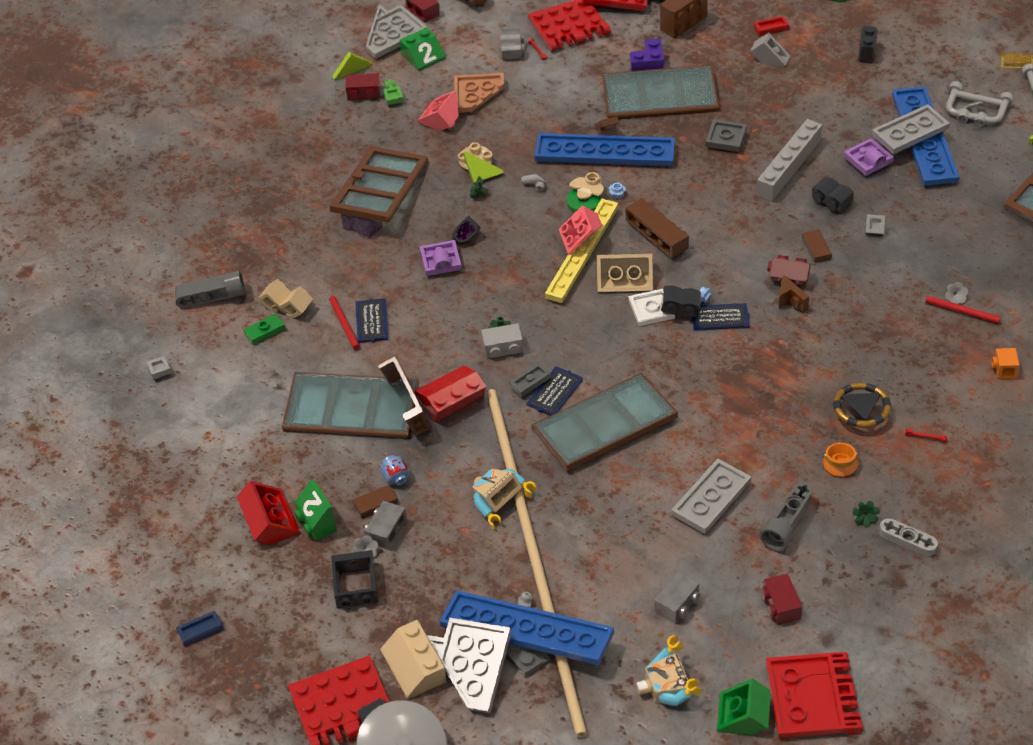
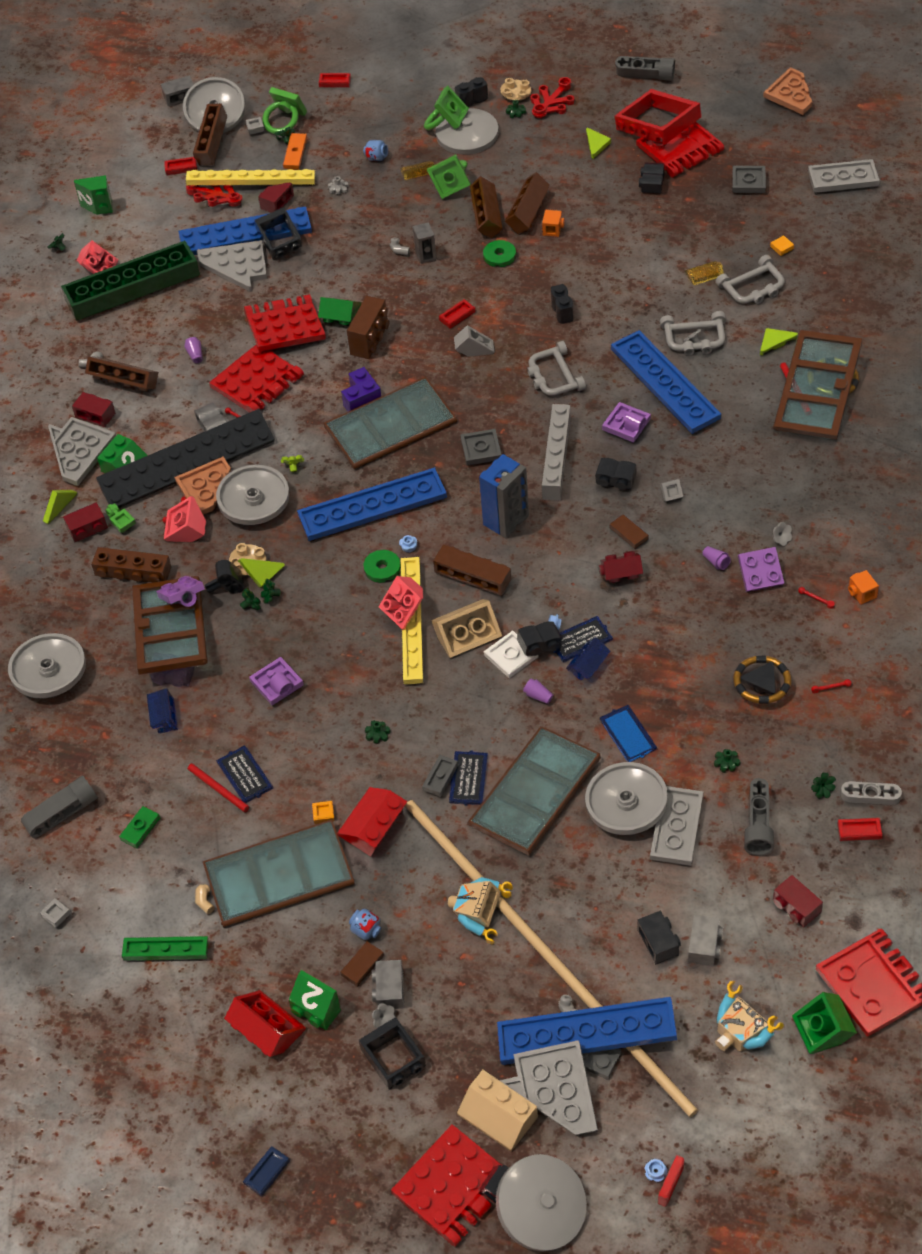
camera: 25 degrees left, 5 degrees up
(226, 426) = (165, 948): none -> green plate
(265, 181) = (47, 665): none -> light grey dish
(279, 298) = (136, 787): tan brick -> none
(279, 397) = (201, 898): none -> tan arm
(335, 247) = (162, 711): none -> clear blue hinge
(378, 130) = (131, 565): none -> reddish brown brick
(395, 158) = (174, 592): none -> medium lavender plate
(415, 418) = (361, 862): reddish brown panel -> none
(417, 371) = (323, 812): none -> light orange tile
(442, 66) = (161, 468): none -> black plate
(448, 163) = (227, 577): none -> black beam
(457, 189) = (250, 600): none -> dark green plant
(465, 230) = (285, 642): rock -> none
(502, 340) = (390, 746): light grey brick -> none
(508, 108) = (252, 494): none -> light grey dish
(539, 183) = (322, 561): light grey arm -> none
(558, 95) = (292, 461): none -> lime plant
(587, 185) = (378, 551): tan plate -> none
(607, 126) = (361, 479): reddish brown slope -> none
(637, 579) = (658, 937): none -> black brick
(654, 342) = (537, 691): none -> medium lavender cone
(677, 455) = (626, 798): none -> light grey dish
(714, 174) = (504, 495): none -> piece
(715, 333) = (588, 659): none -> clear blue hinge
(715, 407) = (628, 733): none -> clear blue piece
(791, 460) = (727, 759): none -> dark green plant
(792, 294) = (634, 590): reddish brown slope -> none
(810, 91) = (539, 381): none -> light grey bar
(840, 459) = (771, 741): orange piece -> none
(879, 563) = (859, 829): none -> red tile
(883, 293) = (717, 558): none -> medium lavender cone
(910, 129) = (652, 380): light grey plate -> none
(917, 315) = (760, 569): none -> medium lavender plate
(963, 309) = (799, 546): red bar -> none
(967, 368) = (830, 604): none -> red hinge

